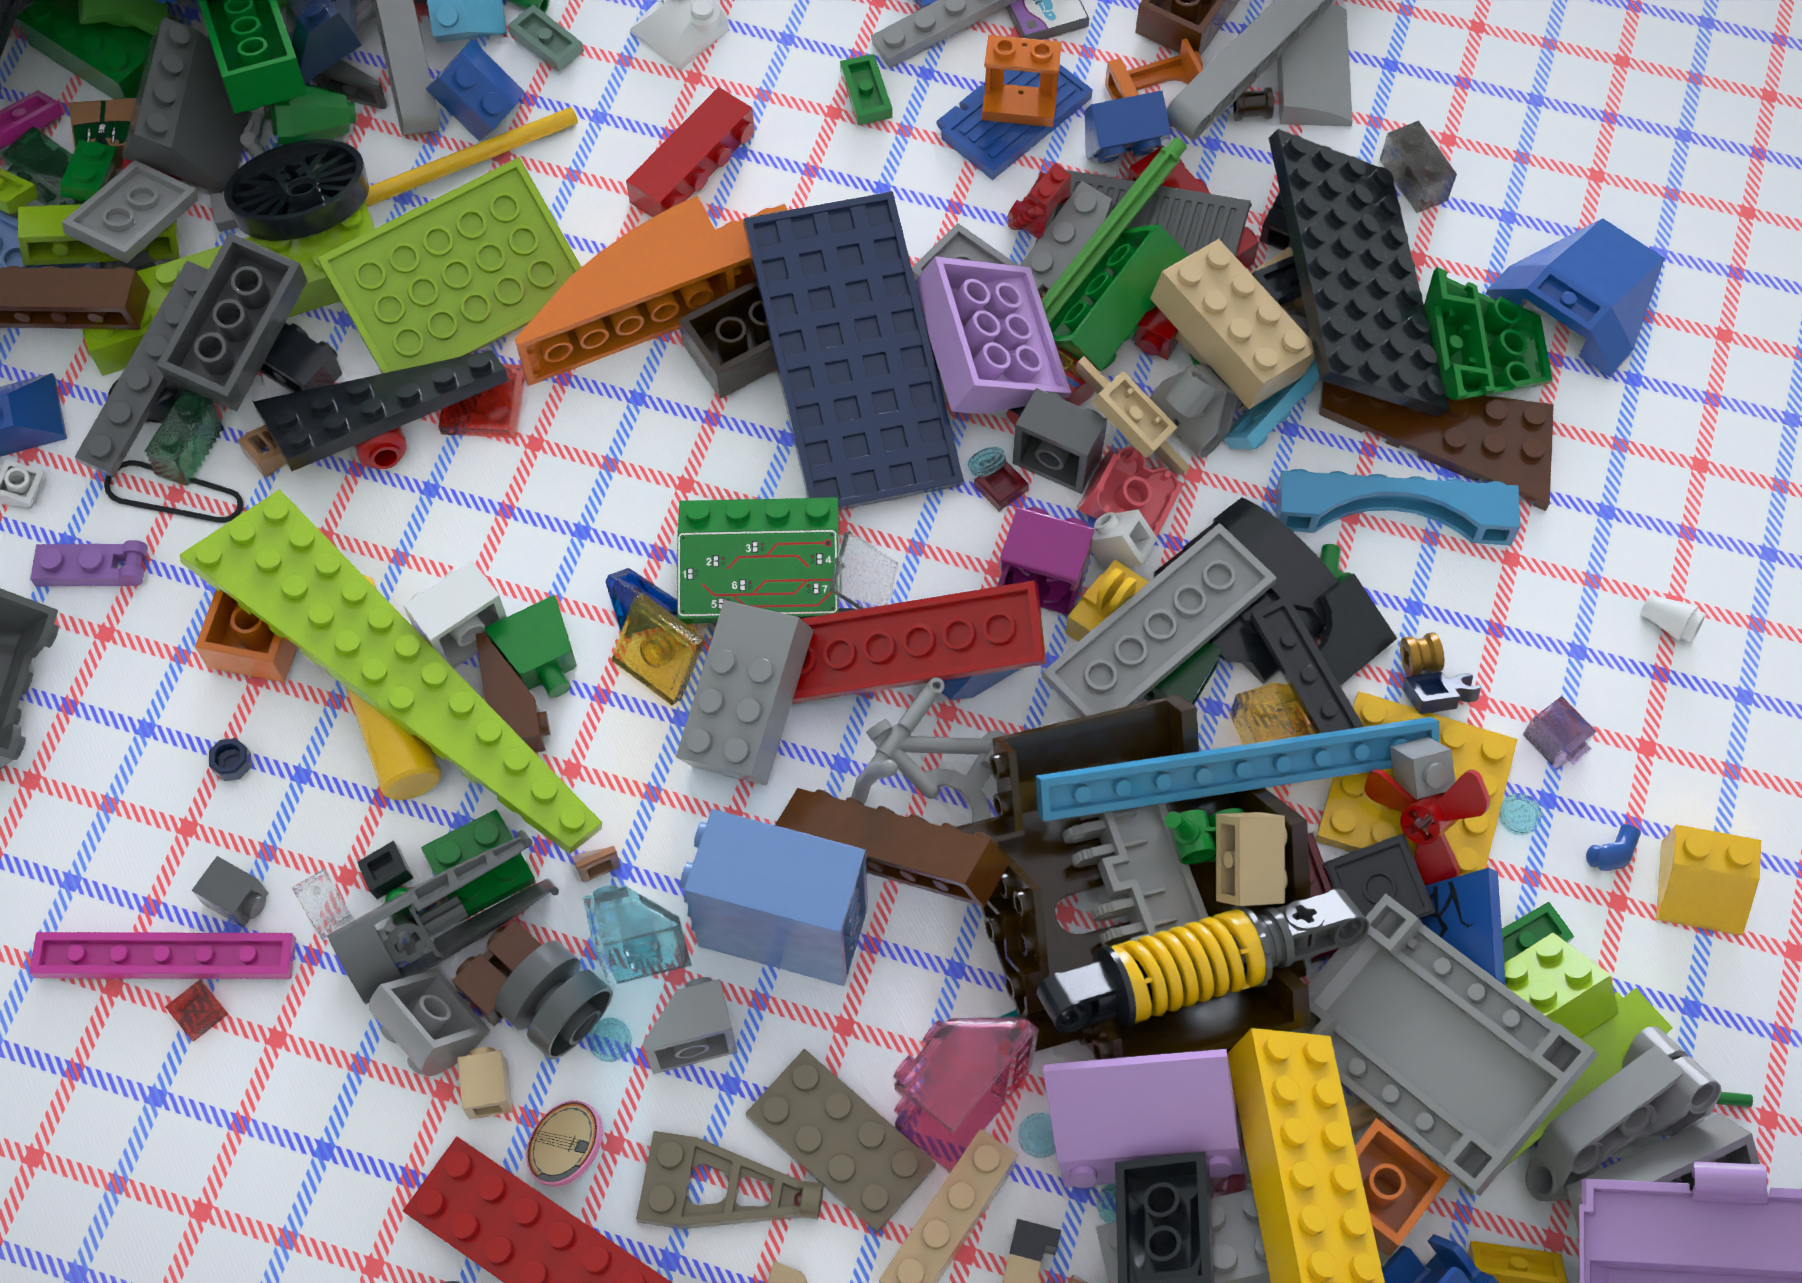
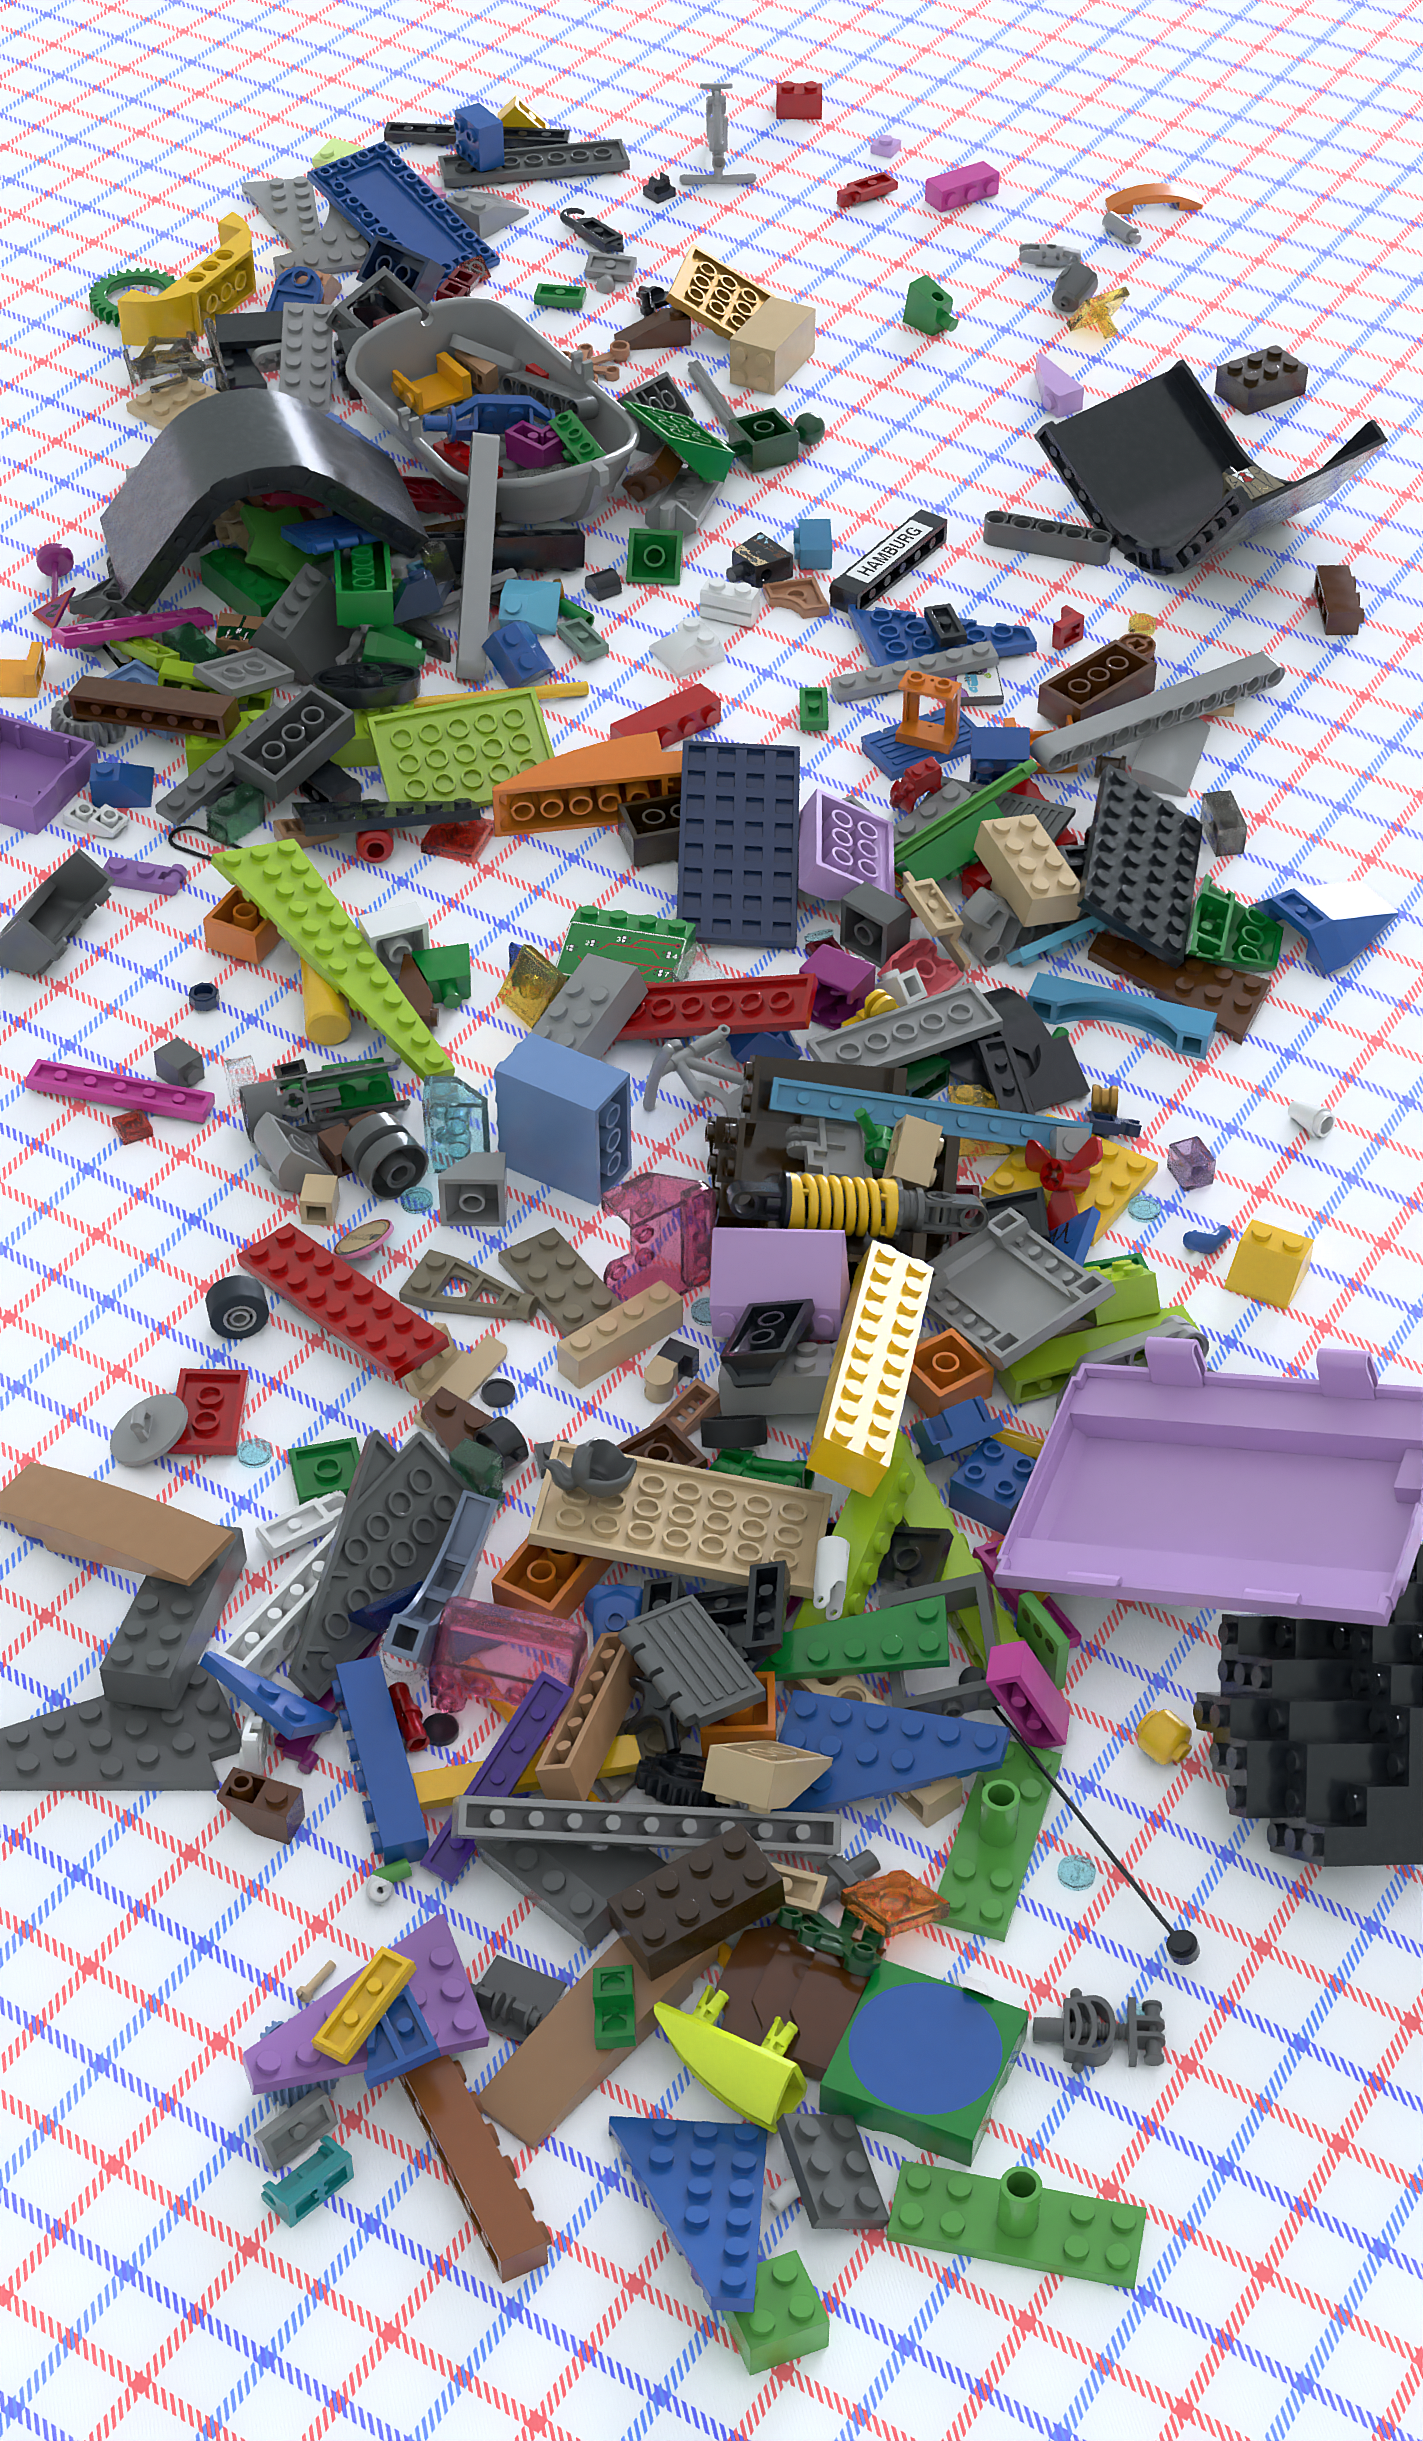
camera: 15 degrees right, 20 degrees down
(88, 170) = (220, 646): green plate -> none
(902, 847) = (677, 1106): reddish brown brick -> none

